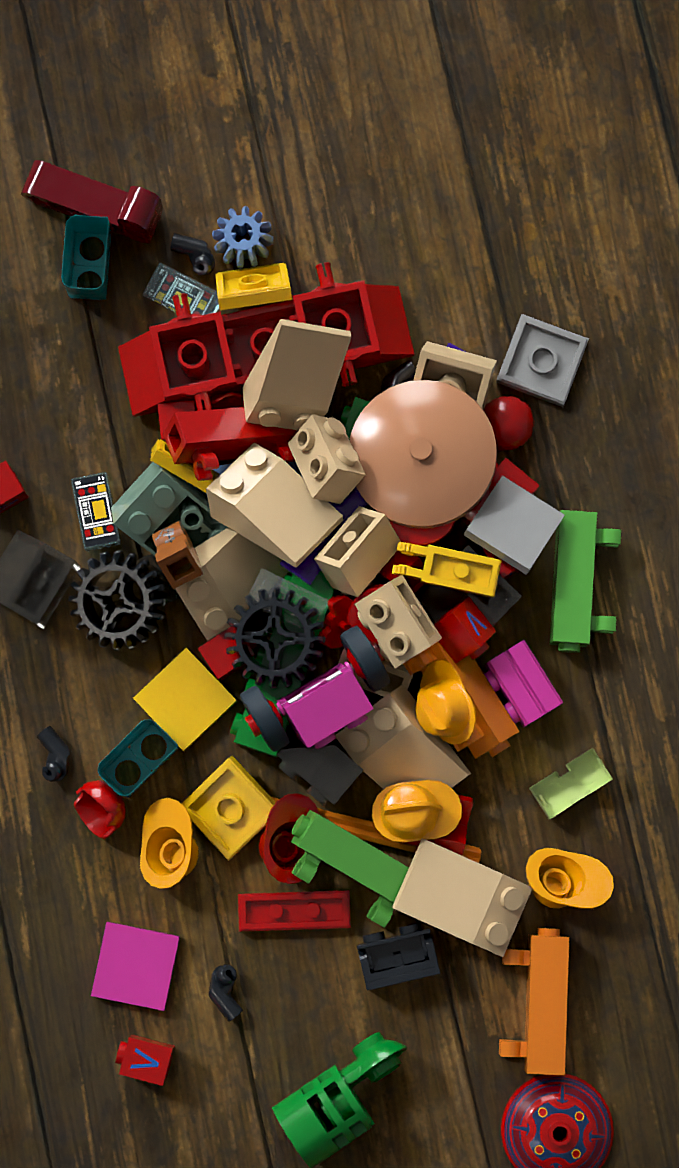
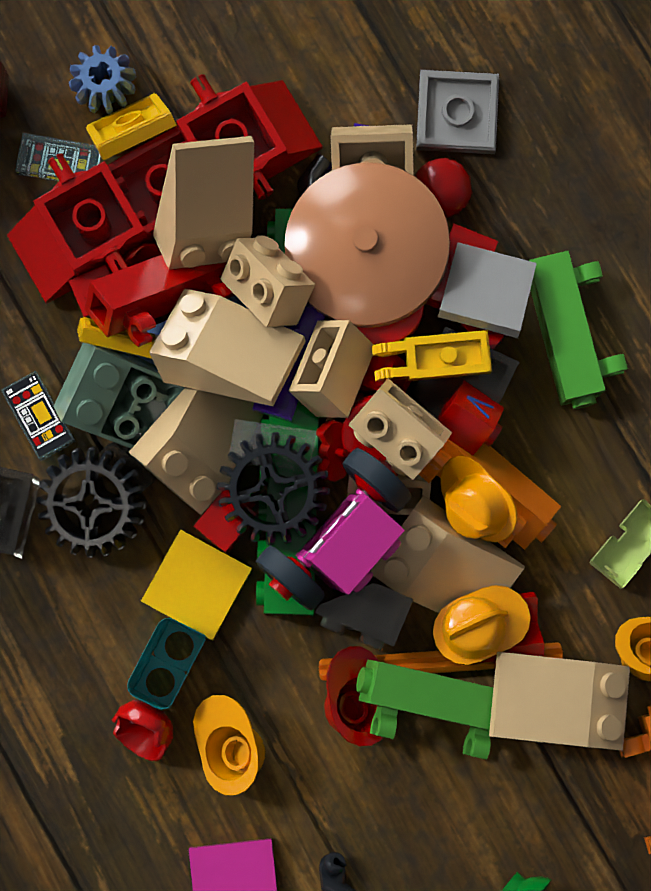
camera: 20 degrees left, 0 degrees up
(58, 755) = (80, 688): black arm -> none
(175, 551) = (137, 430): dark orange leg -> none
(198, 253) = (59, 109): black arm -> none
(229, 807) = (281, 684): yellow tile -> none
(294, 910) = (384, 771): red tile -> none
(397, 957) = (510, 785): black hinge -> none
(522, 684) = (548, 455): dark pink brick -> none

